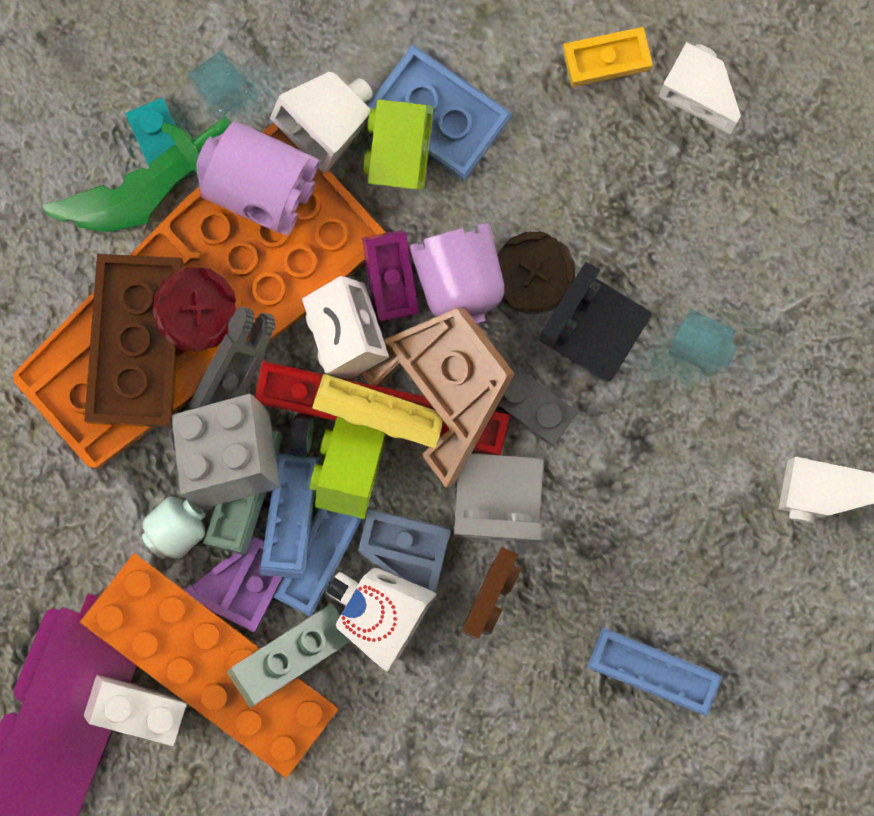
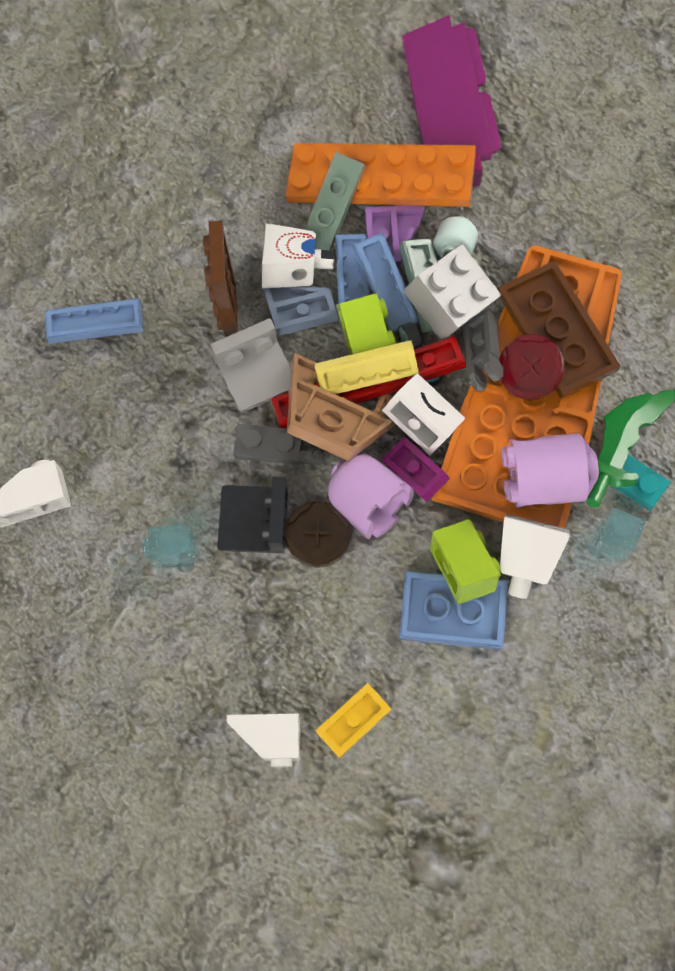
camera: 155 degrees right, 10 degrees down
(134, 710) = (410, 121): white brick -> none

